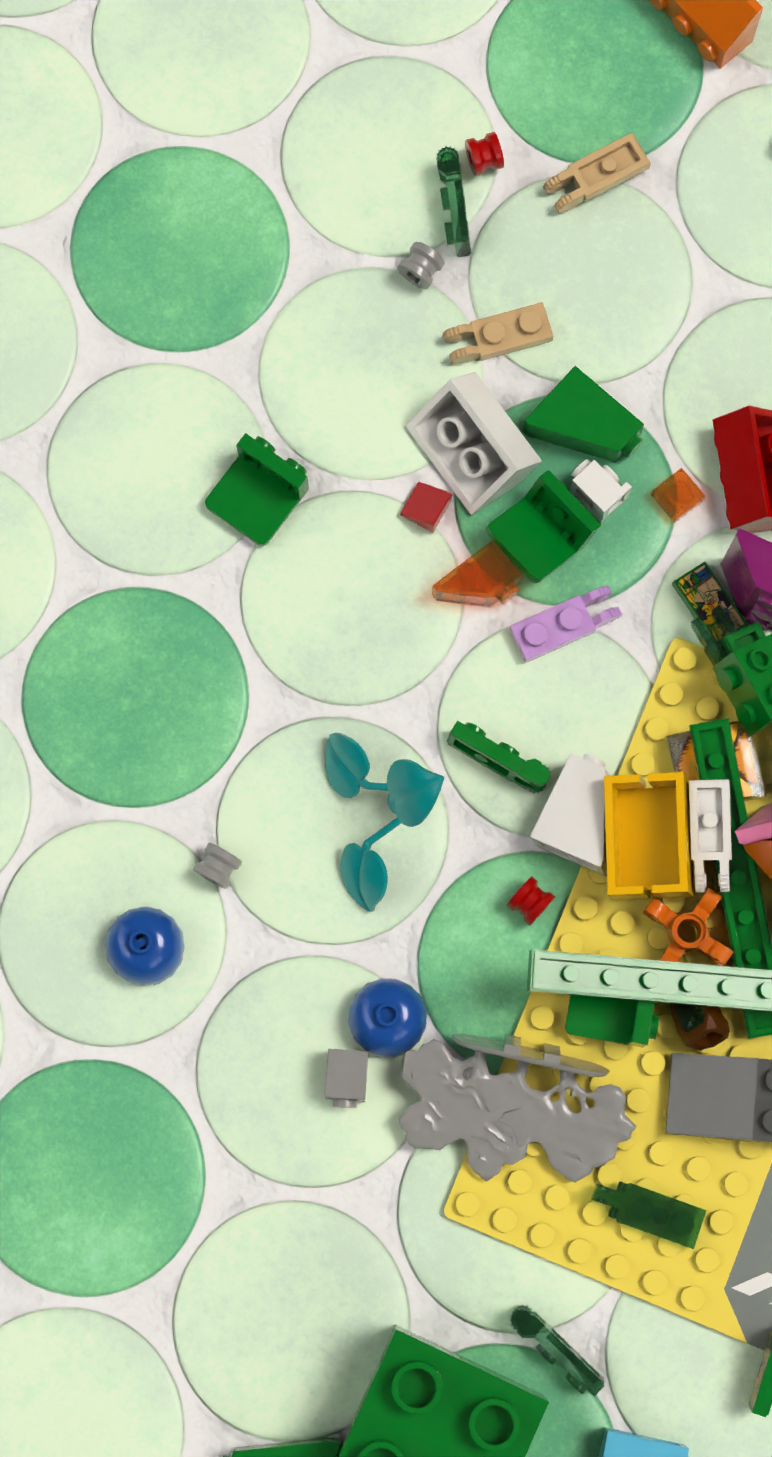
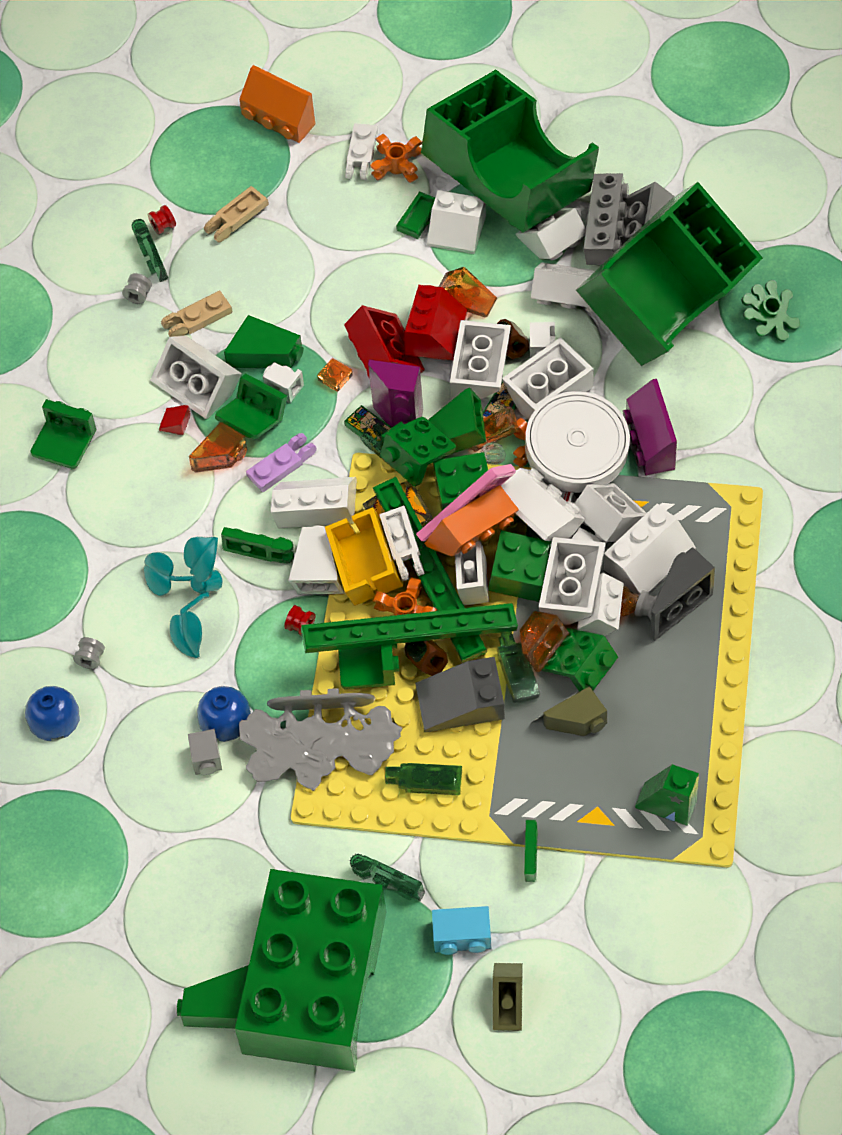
camera: 10 degrees left, 20 degrees down
(599, 707) = (313, 502): none -> white slope

